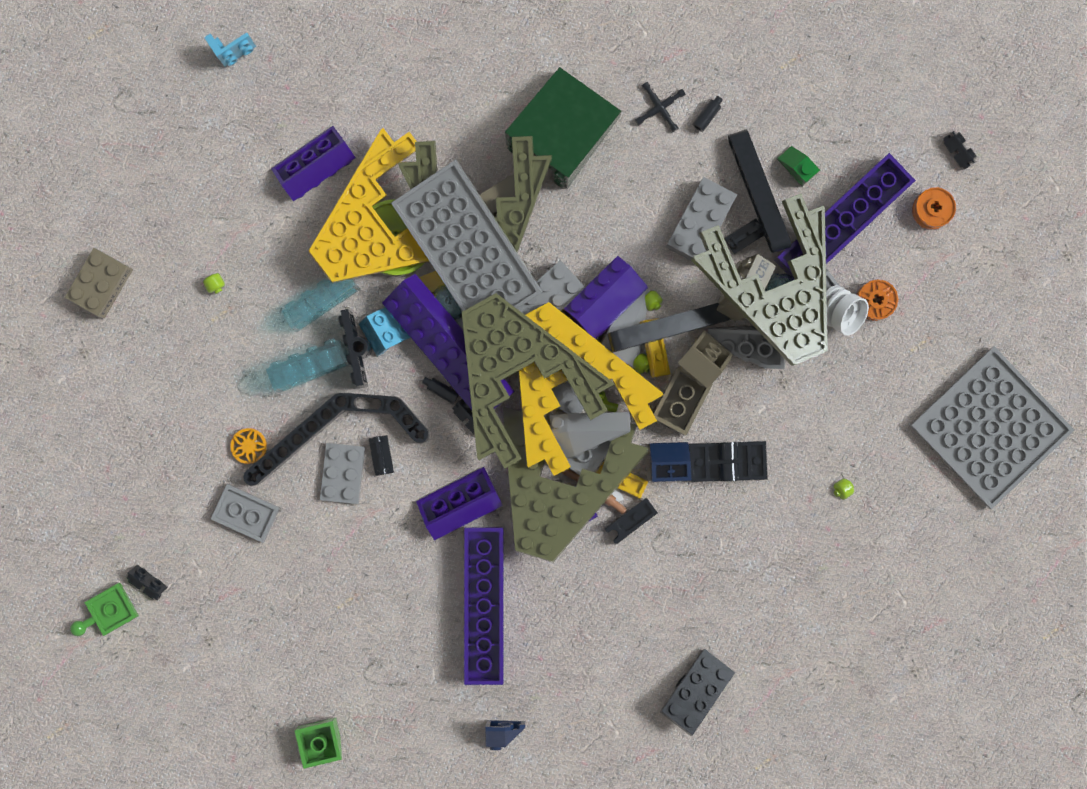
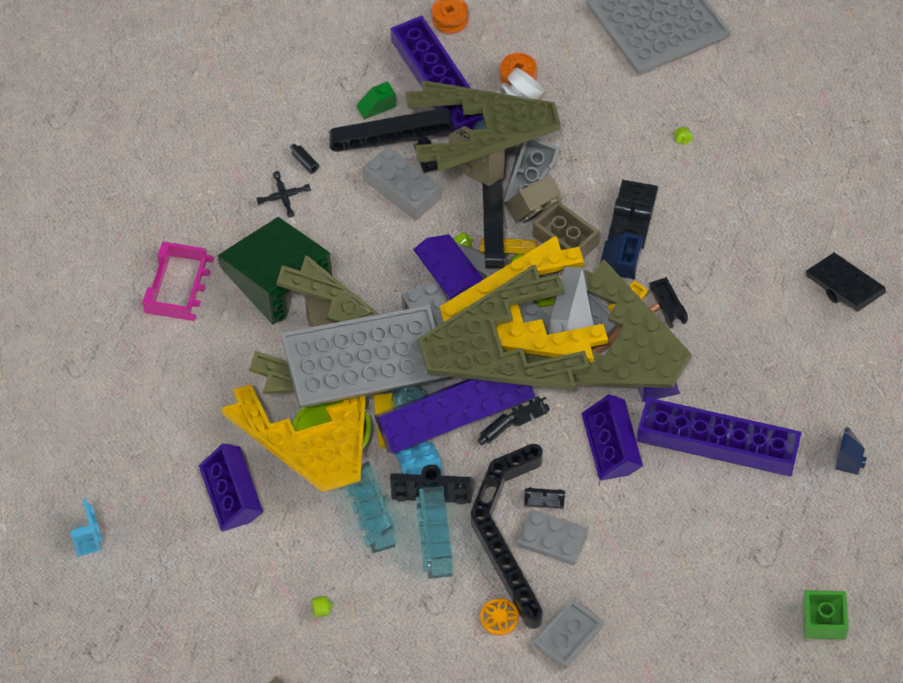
camera: 75 degrees left, 30 degrees down
(549, 14) = (170, 310): none -> dark pink hinge

